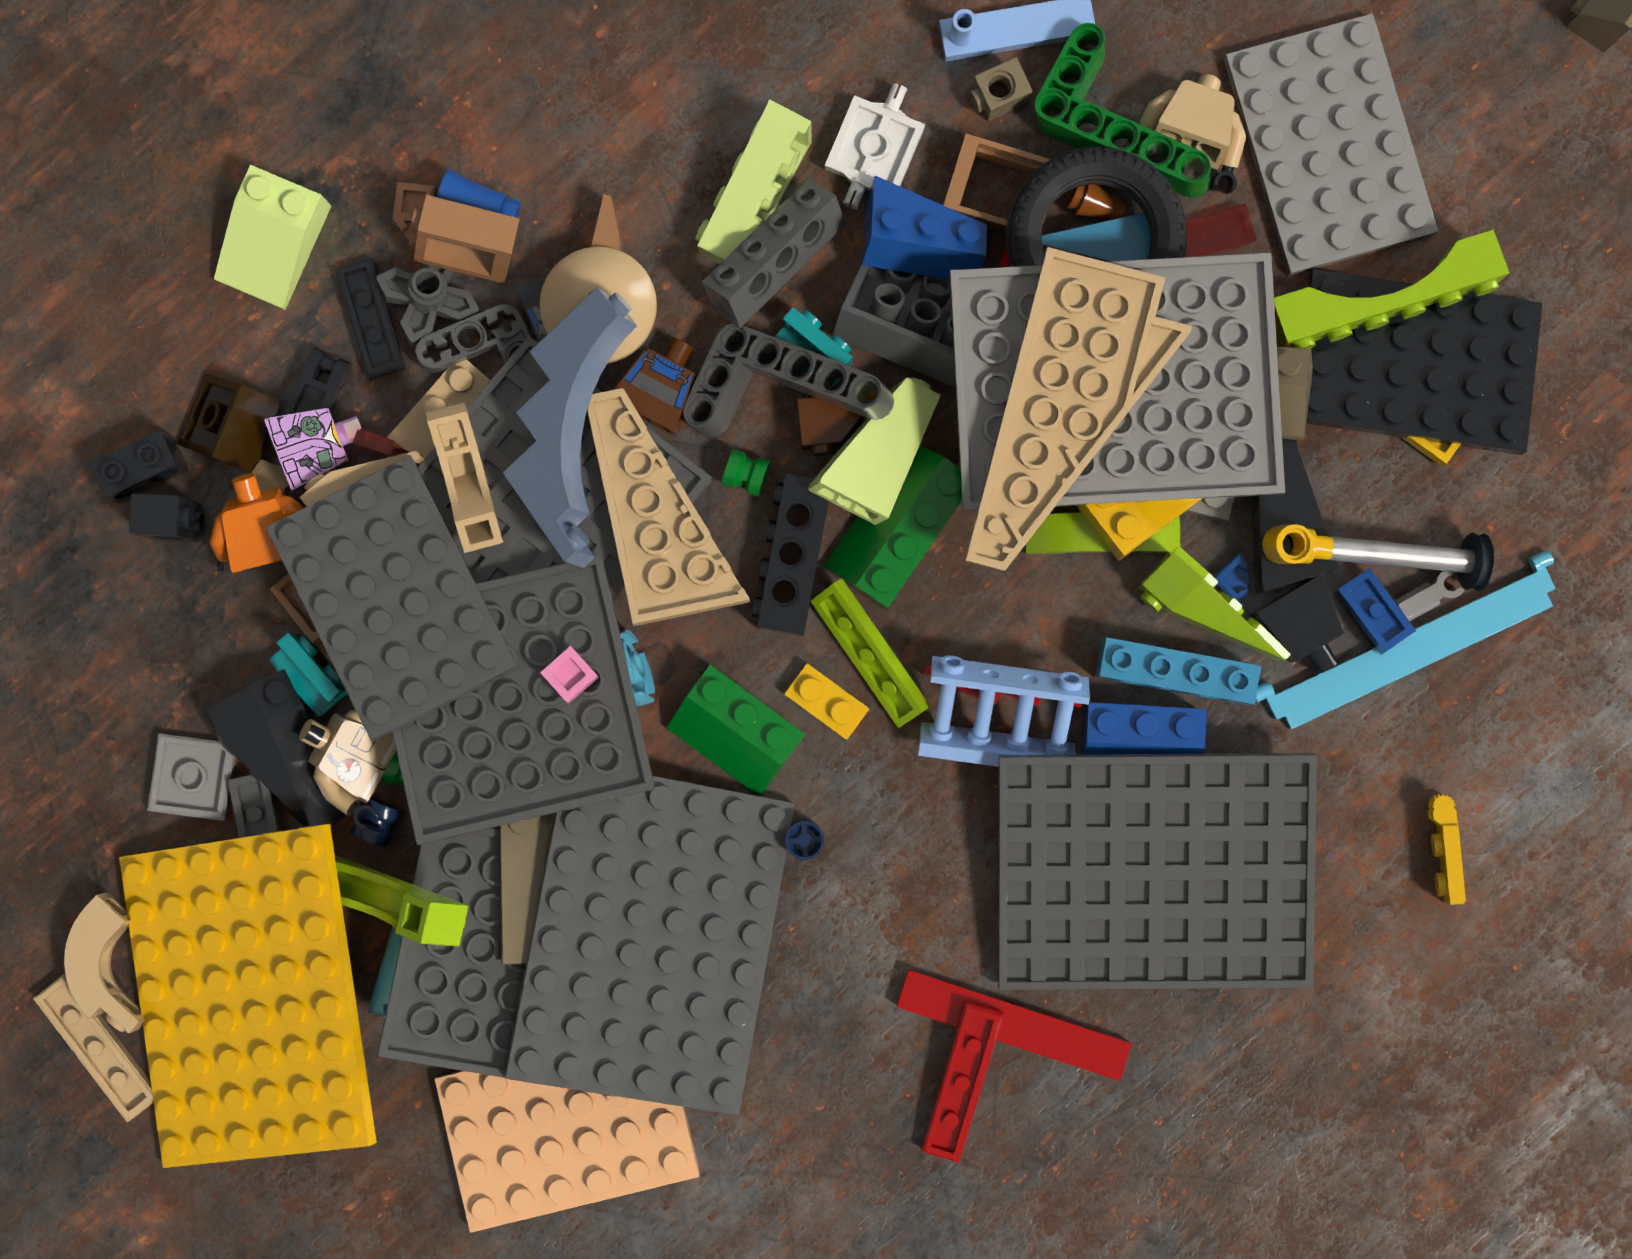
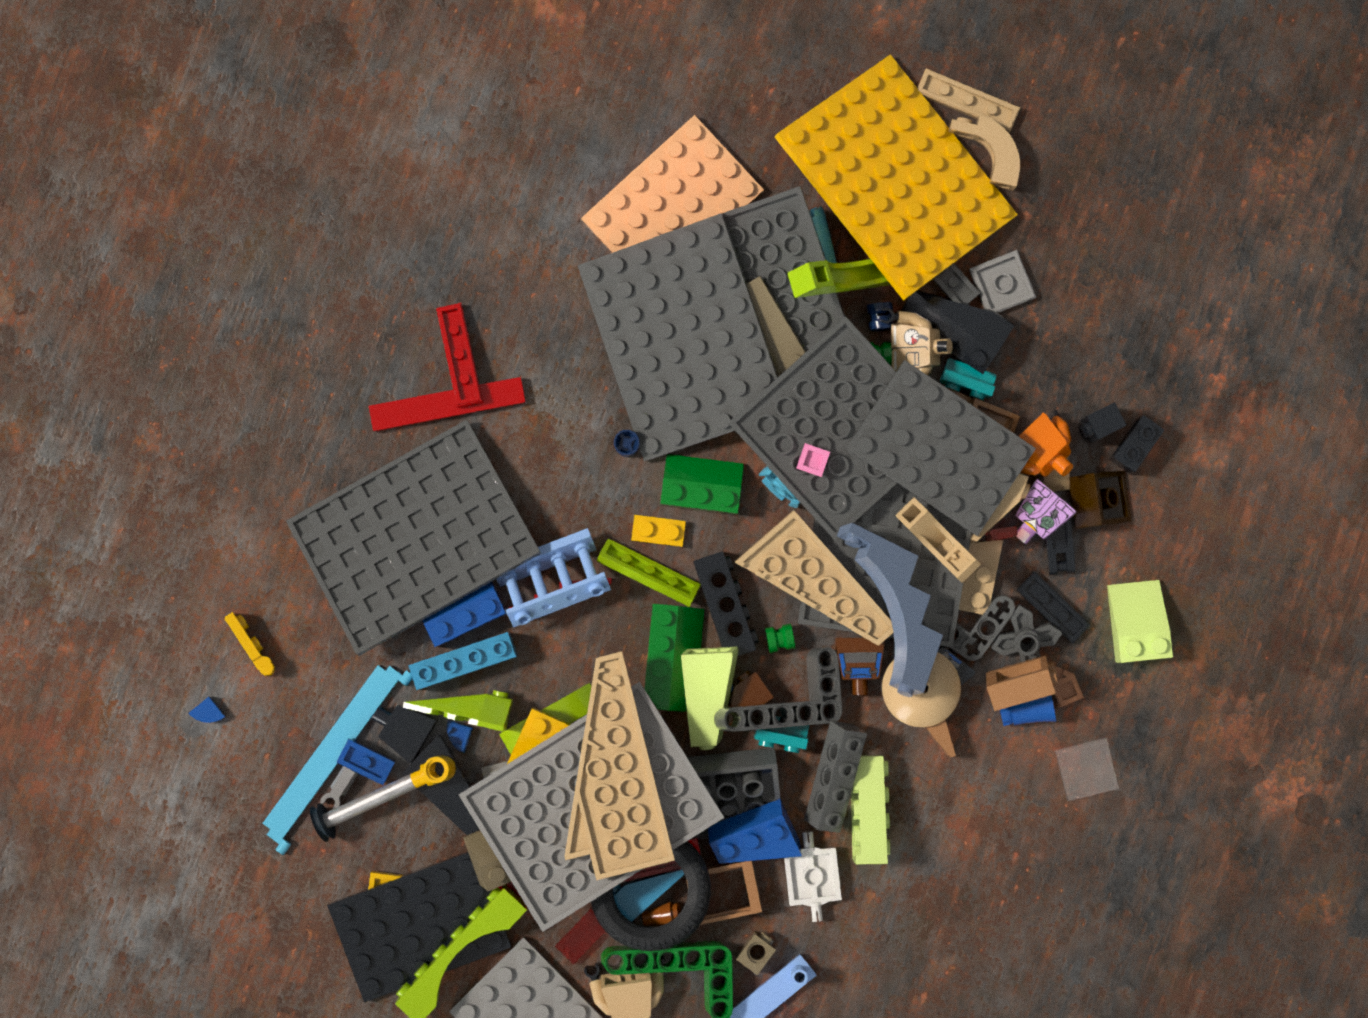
camera: 150 degrees right, 0 degrees up
(446, 90) = (1086, 769): none -> clear tile
(1548, 791) = (207, 711): none -> blue tile

